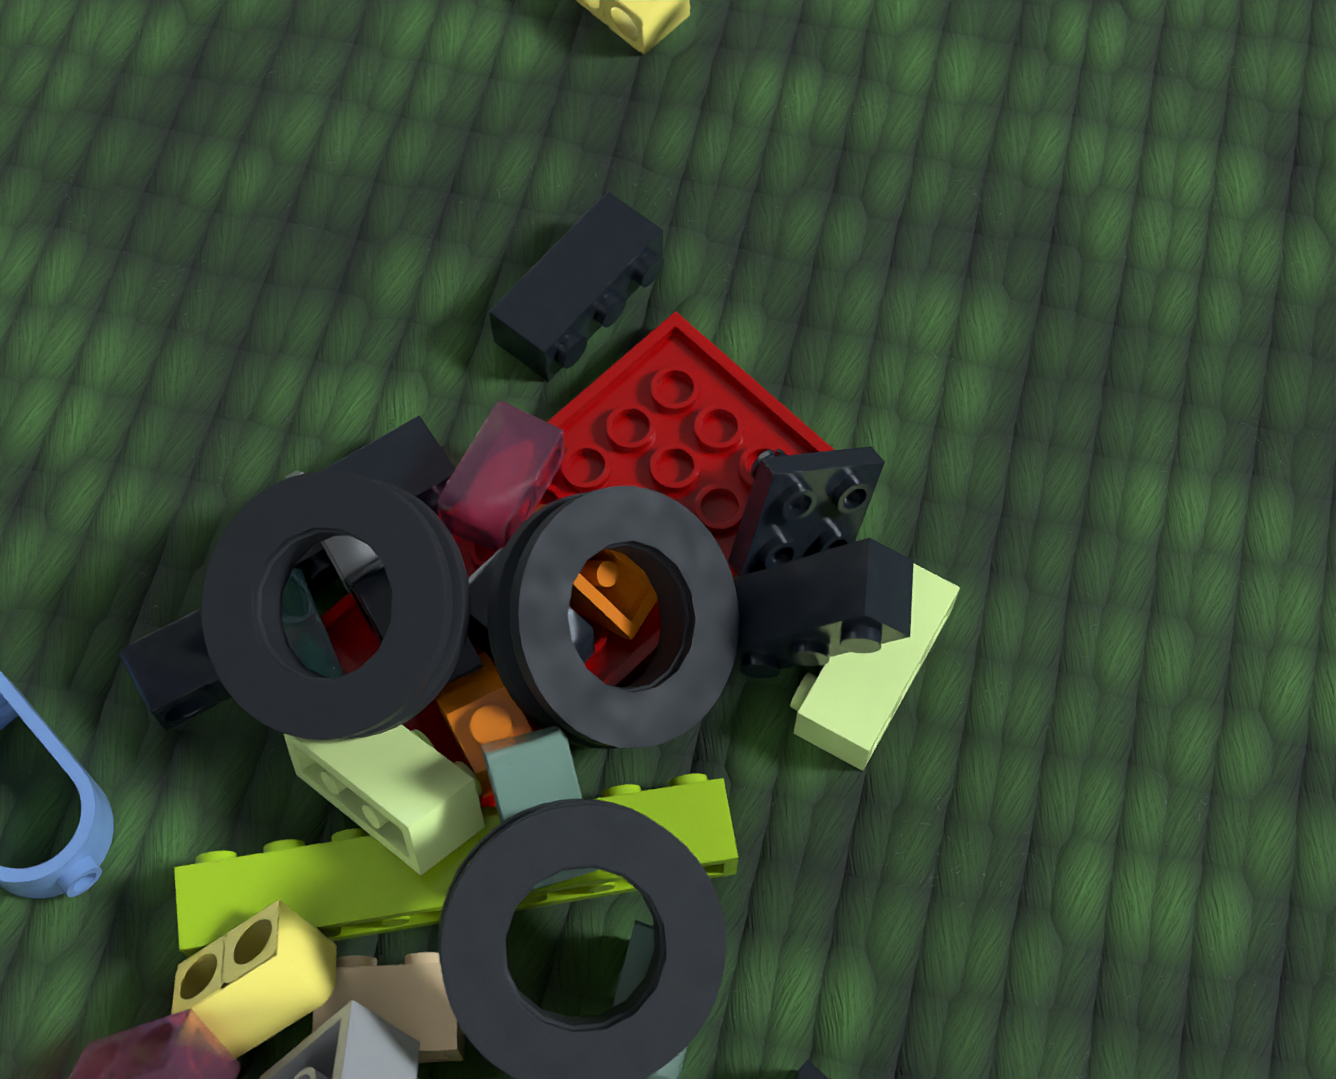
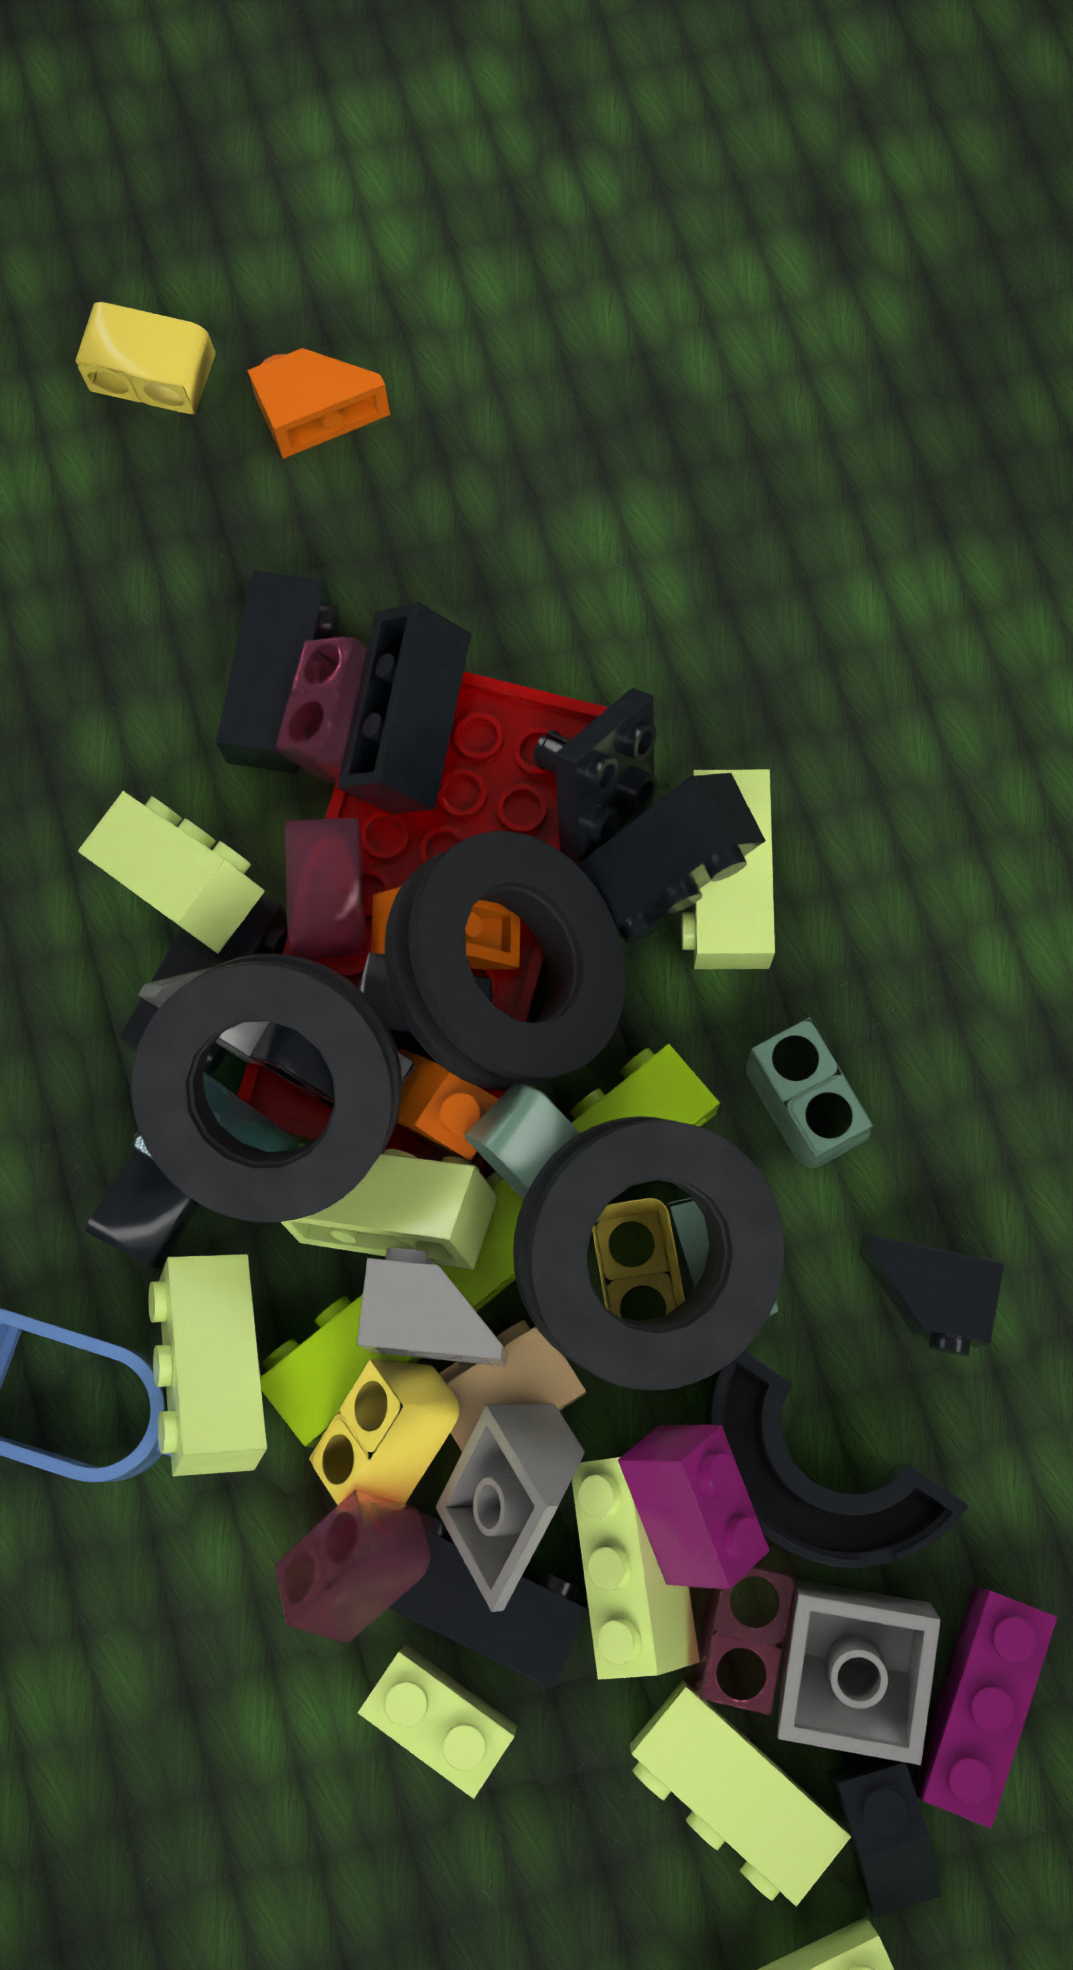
camera: 25 degrees left, 10 degrees up
(141, 829) = (208, 1365): none -> yellowish green brick
(344, 880) = (421, 1314): none -> light grey slope
(384, 394) = (174, 868): none -> yellowish green brick
(585, 910) = (656, 1218): none -> light yellow piece
(603, 341) = (320, 702): none -> clear pink piece
(662, 365) = (404, 709): none -> black brick
(749, 87) = (315, 398): none -> orange slope
(802, 953) = (773, 1090): none -> sand green piece

